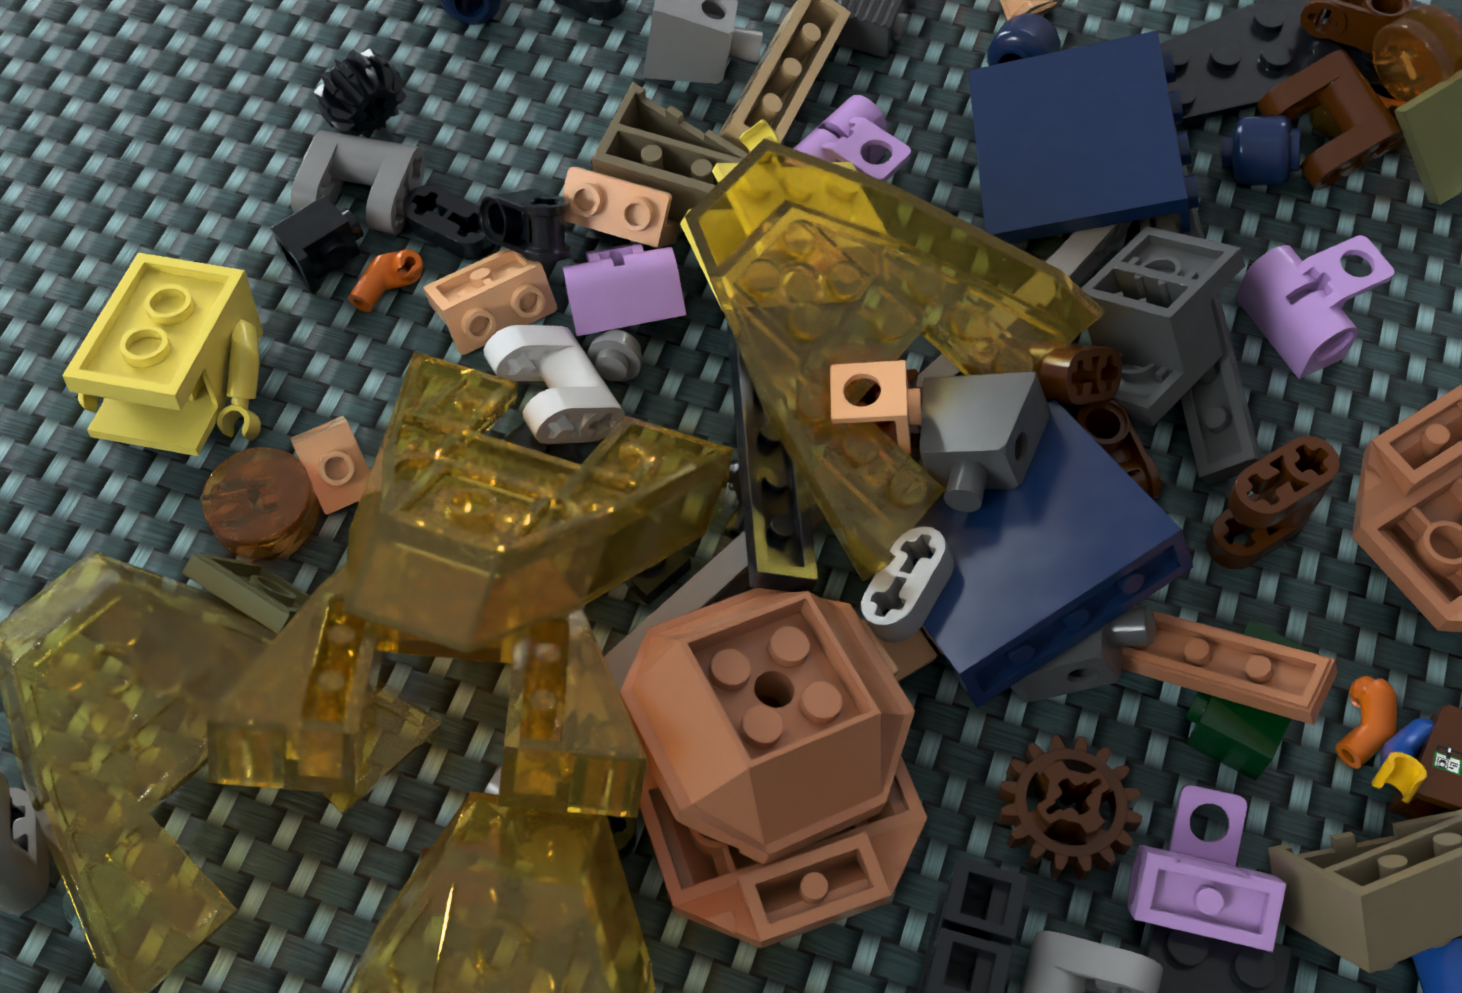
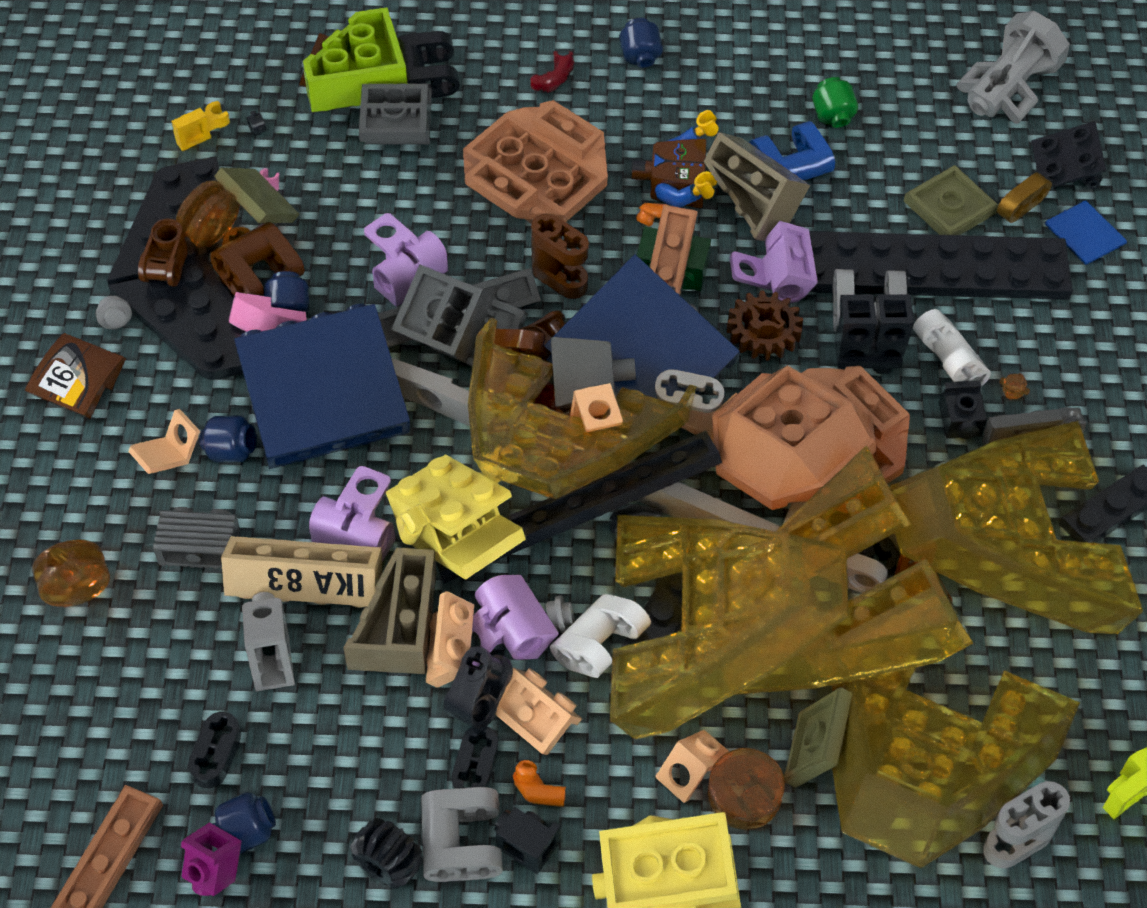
camera: 110 degrees left, 5 degrees down
(1221, 112) = (255, 312): none -> bright pink slope

